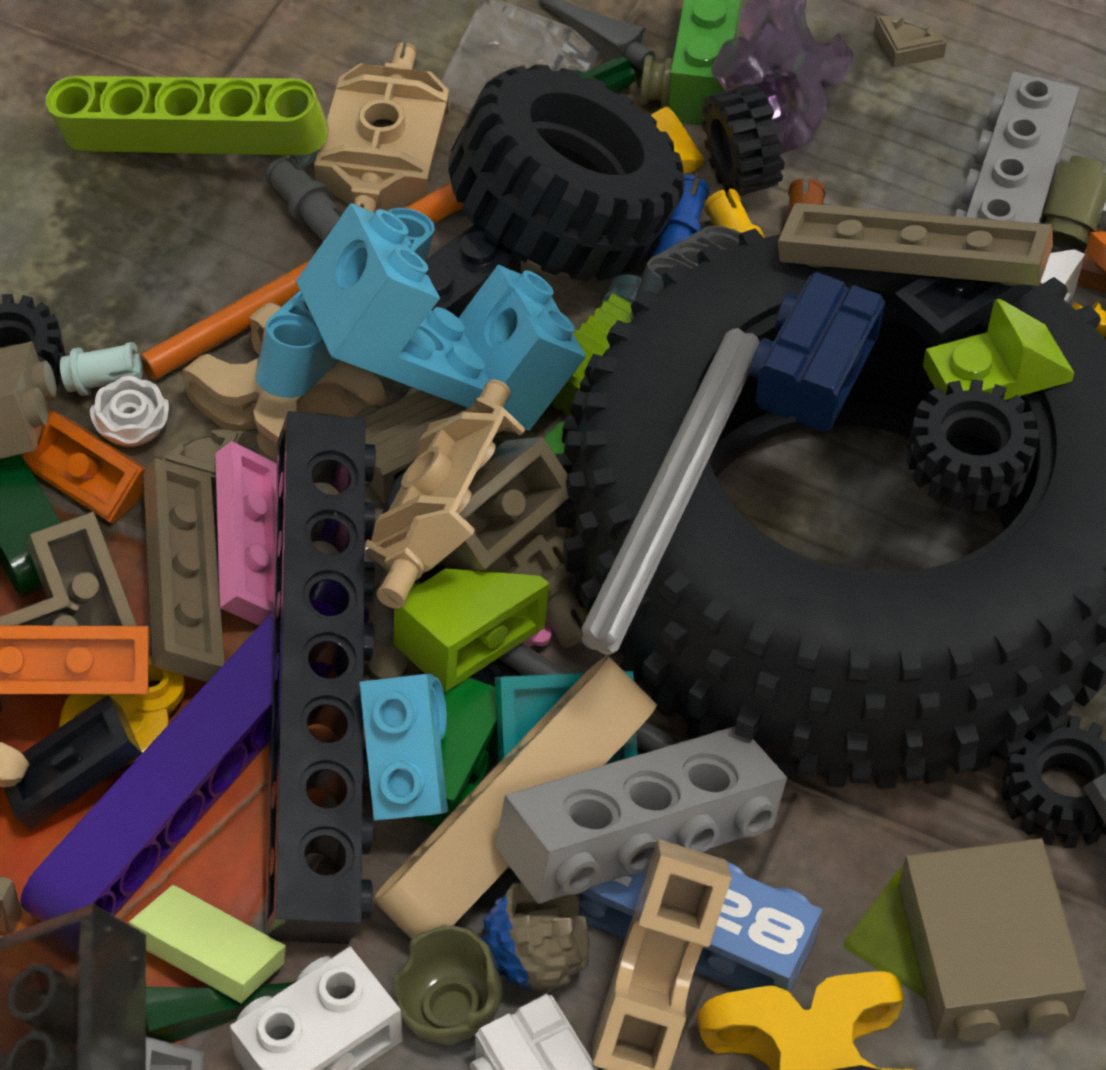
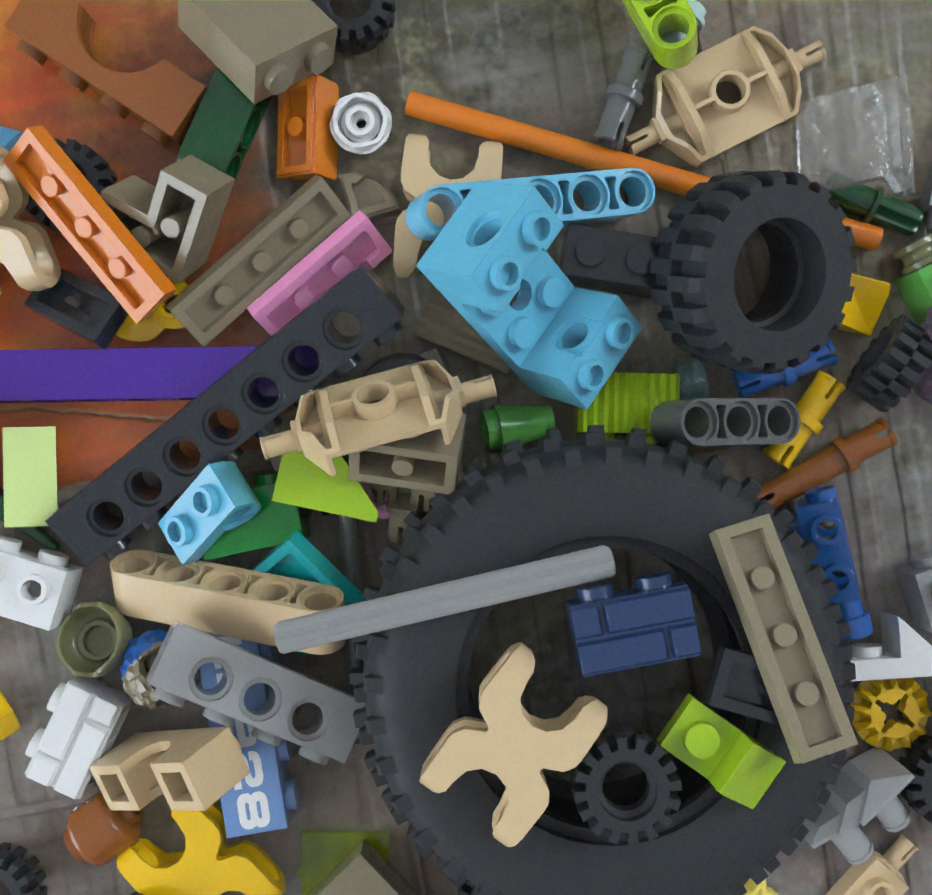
camera: 55 degrees right, 35 degrees up
(99, 367) = (371, 67): light aqua pin -> none
(863, 505) = (514, 744): none -> tan piece

